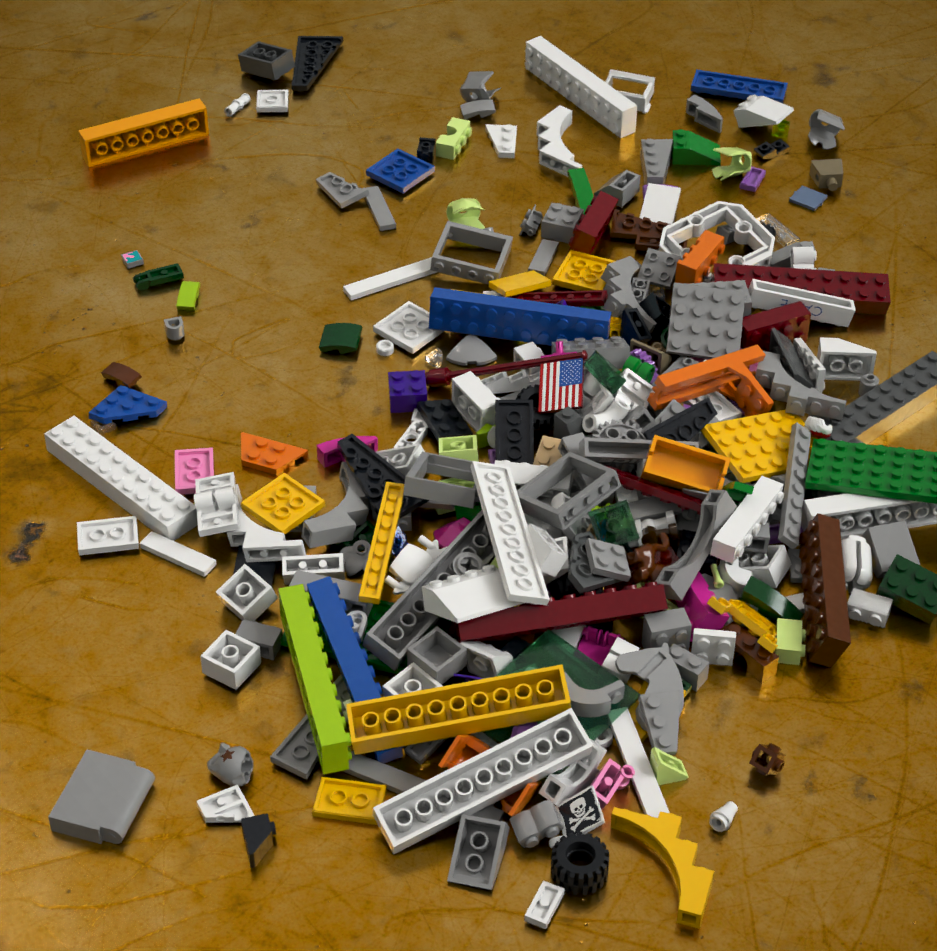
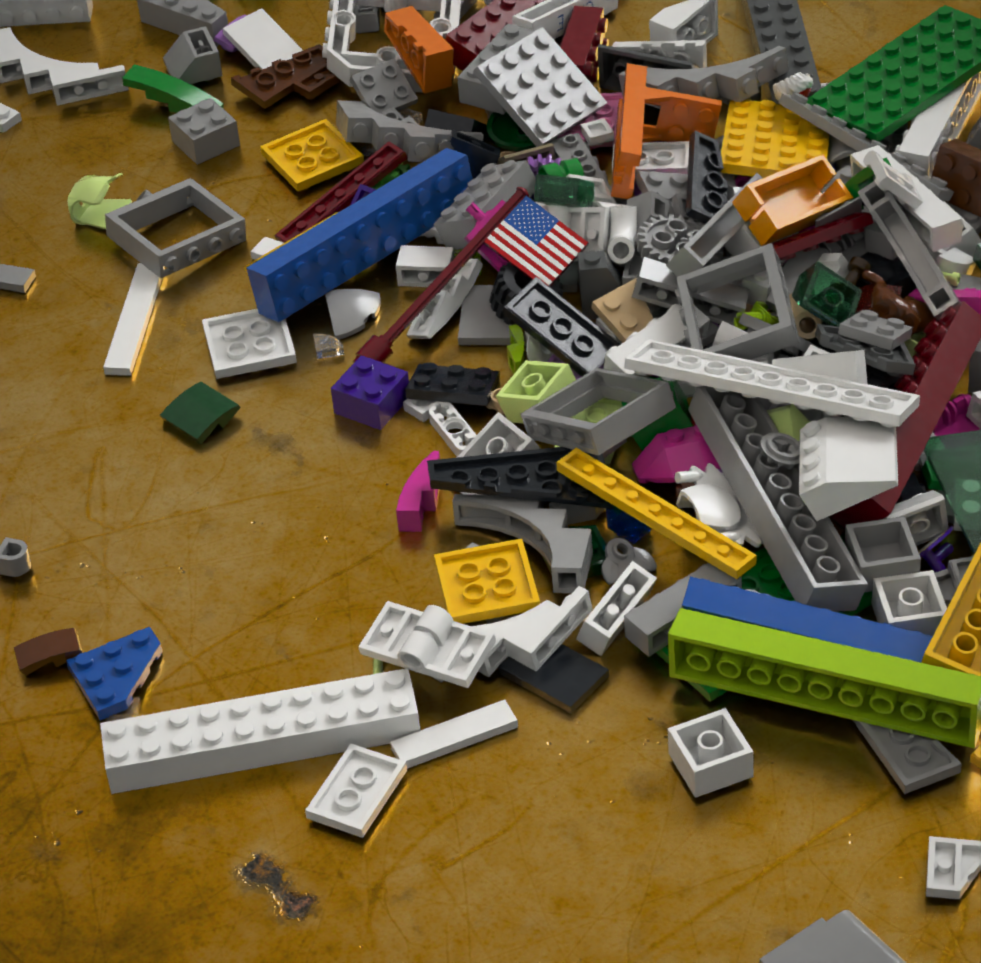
camera: 50 degrees left, 0 degrees up
(192, 465) = (313, 652): bright pink plate -> none
(231, 765) = (892, 828): light grey piece -> none
(246, 594) = (611, 688): white brick -> none
(262, 635) = (685, 706): light grey brick -> none
(268, 454) = (347, 572): orange wing -> none
(385, 347) = (258, 382): white tile -> none
(473, 400) = (465, 337): white brick -> none
(519, 283) = (275, 213): yellow tile -> none
(531, 222) = (165, 157): light grey hinge -> none
(543, 256) = (241, 177): light grey tile -> none
(593, 223) = (250, 101): dark red brick -> none
(729, 498) = (890, 179): none -> white plate
(867, 383) = (738, 35): light grey brick -> none

